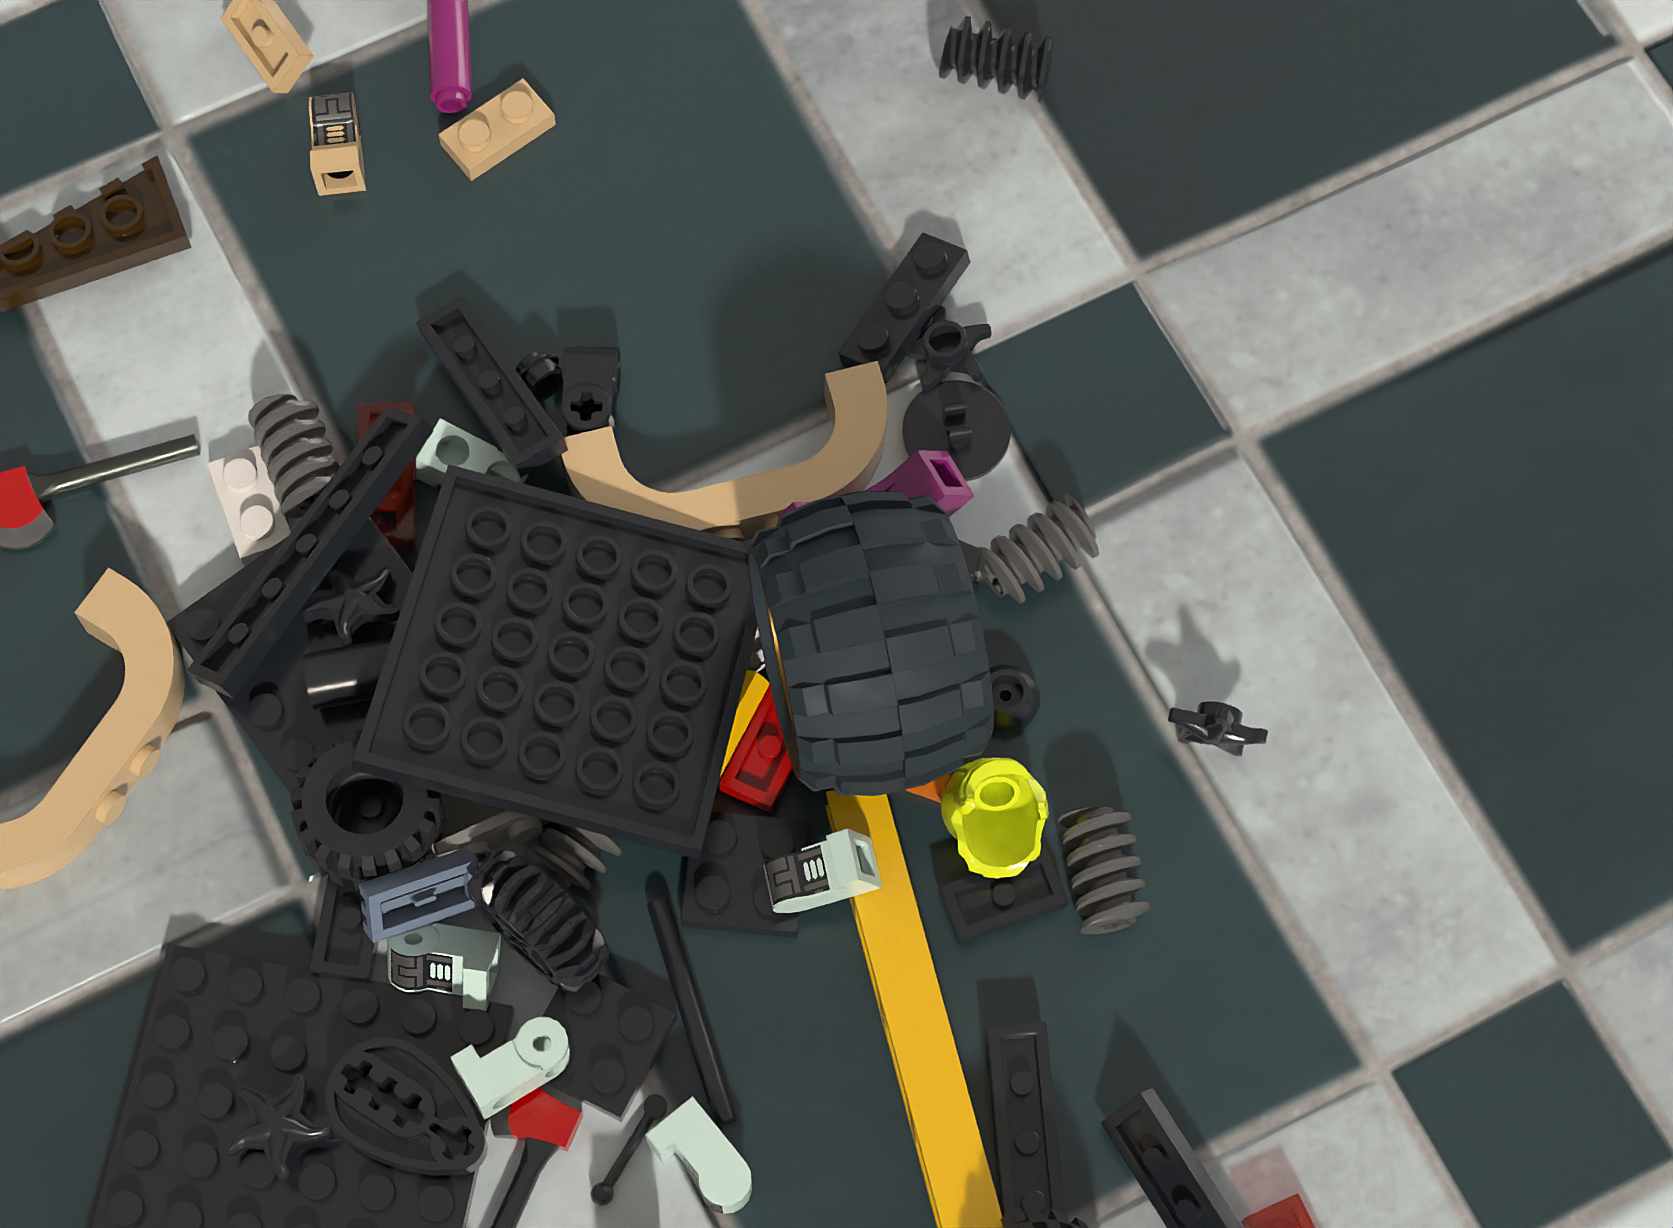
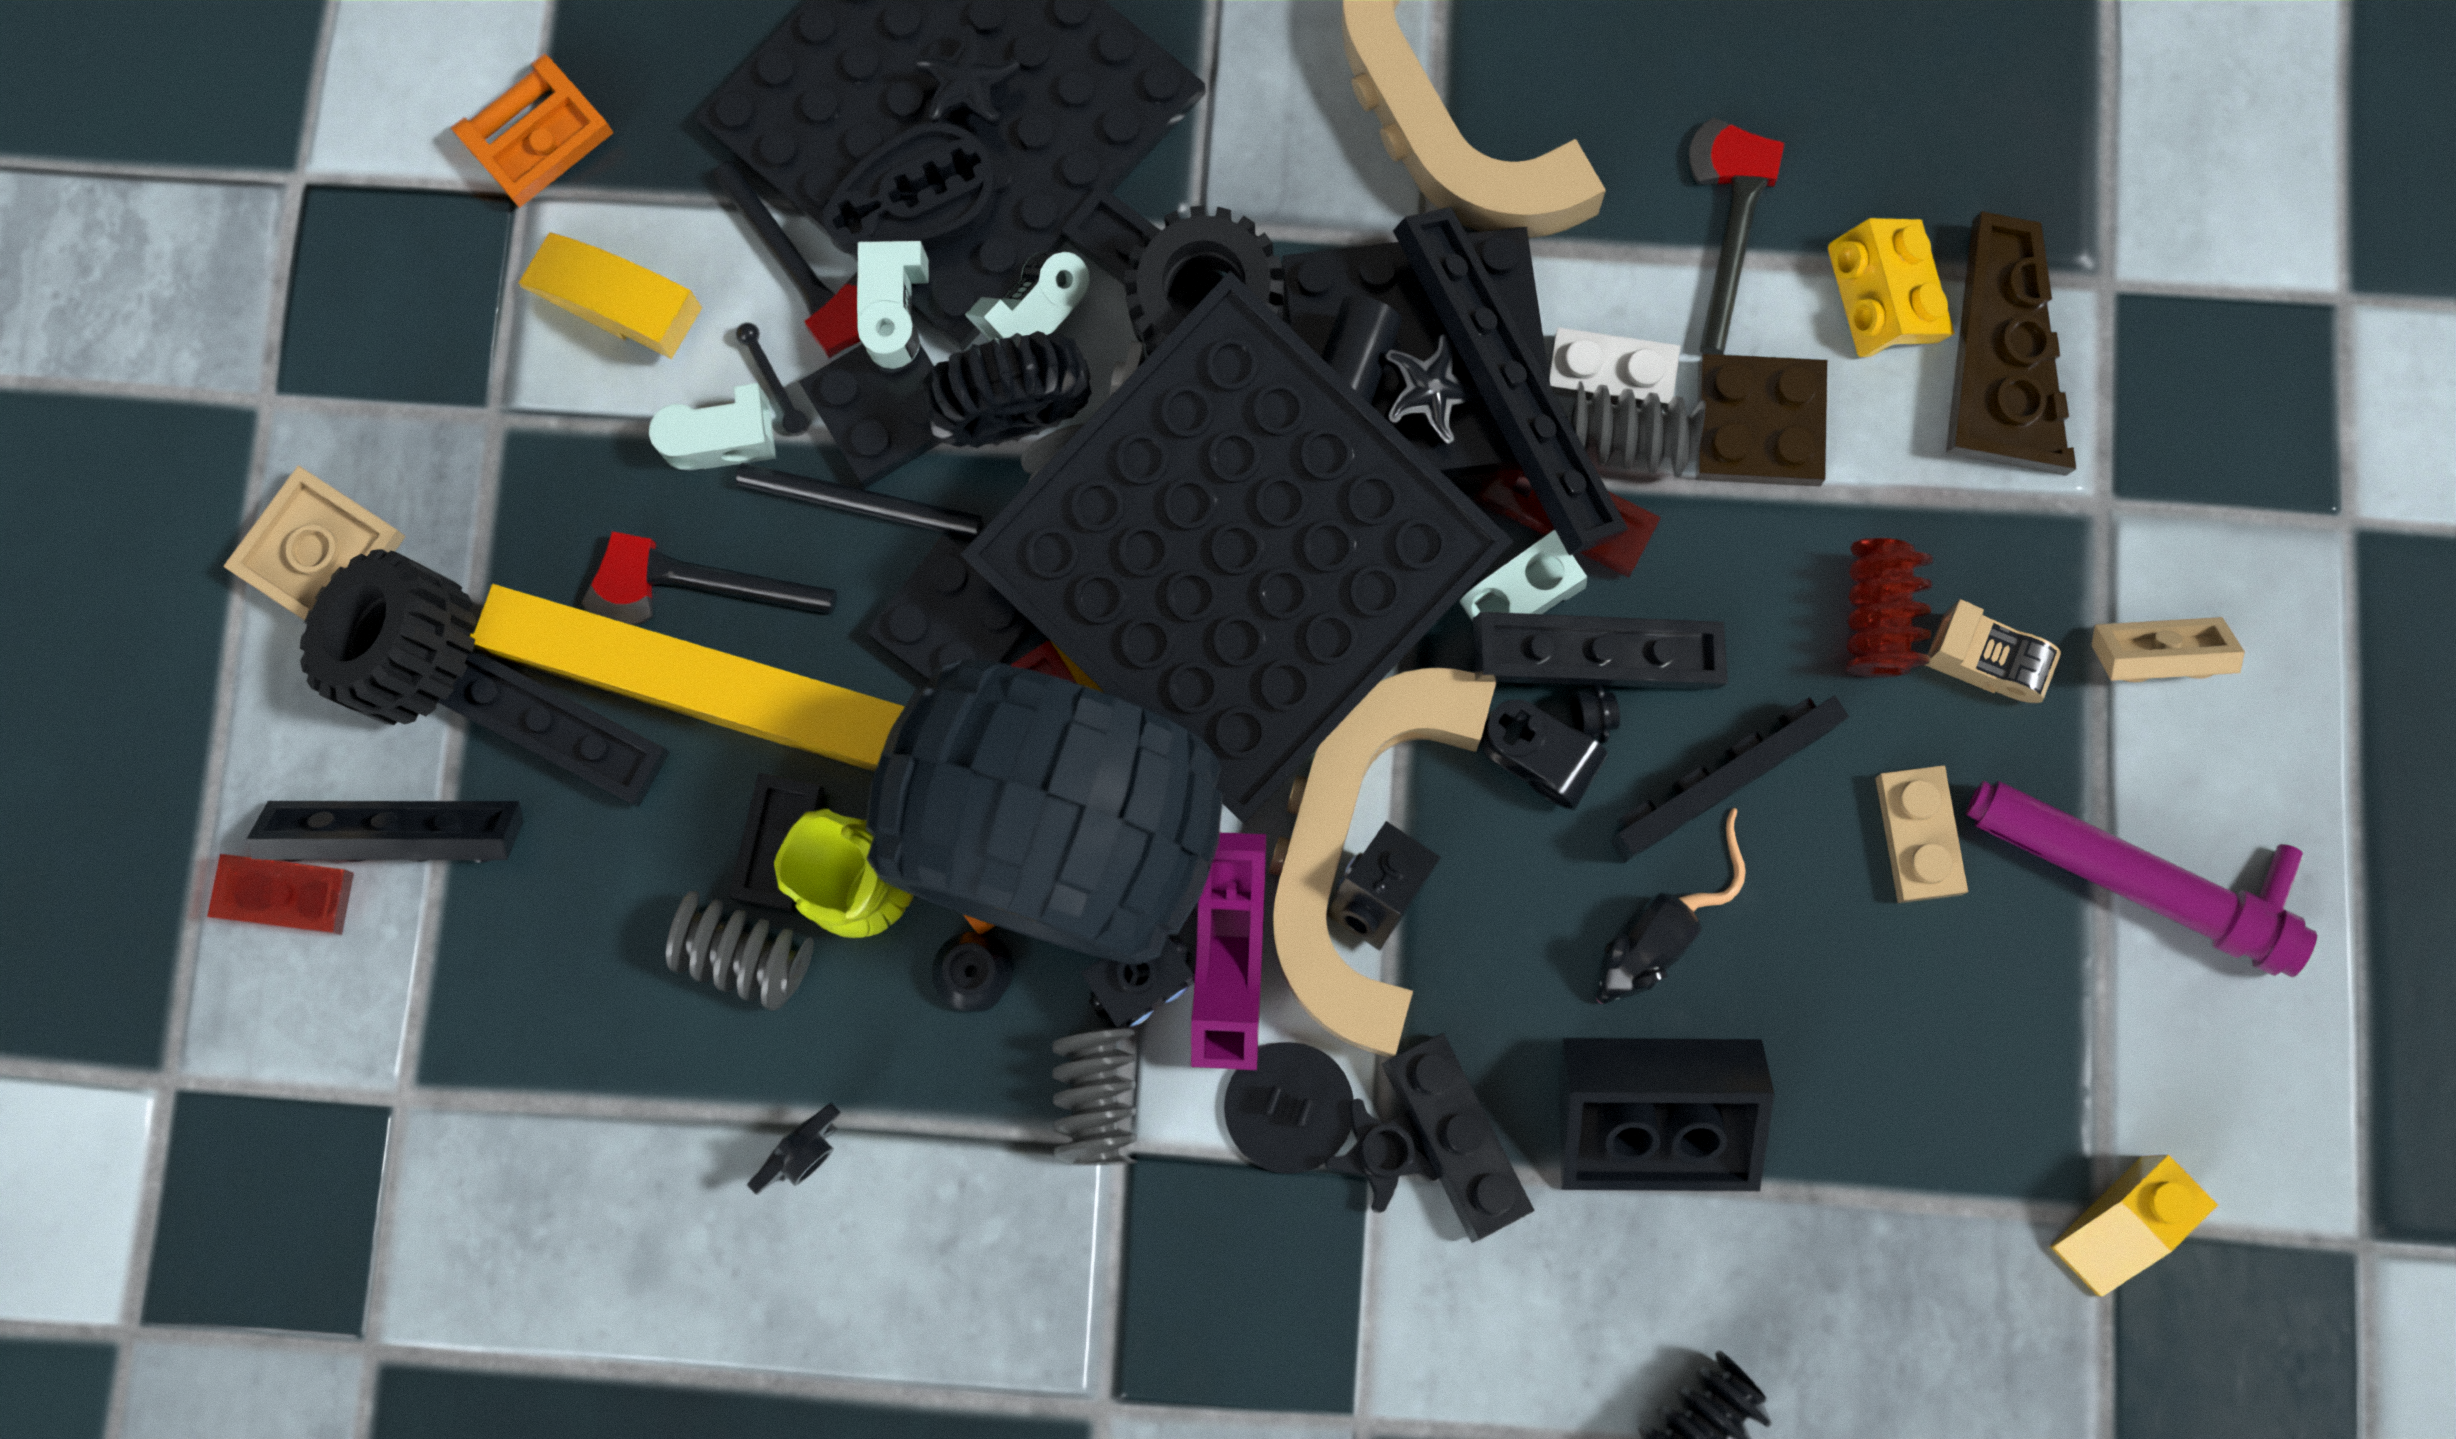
camera: 130 degrees right, 10 degrees up
(75, 345) = (1890, 285): none -> yellow bracket
(227, 376) = (1762, 420): none -> dark brown plate
(341, 217) = (1886, 608): none -> clear red piece
(417, 885) = (1100, 301): sand blue tile -> none
(549, 268) = (1748, 761): none -> black plate
(678, 252) = (1661, 934): none -> black animal
(759, 433) = (1381, 885): none -> black head
(801, 185) = (1664, 1114): none -> black slope
(822, 873) = (883, 669): light aqua leg -> none
(855, 1161) = (633, 565): none -> piece

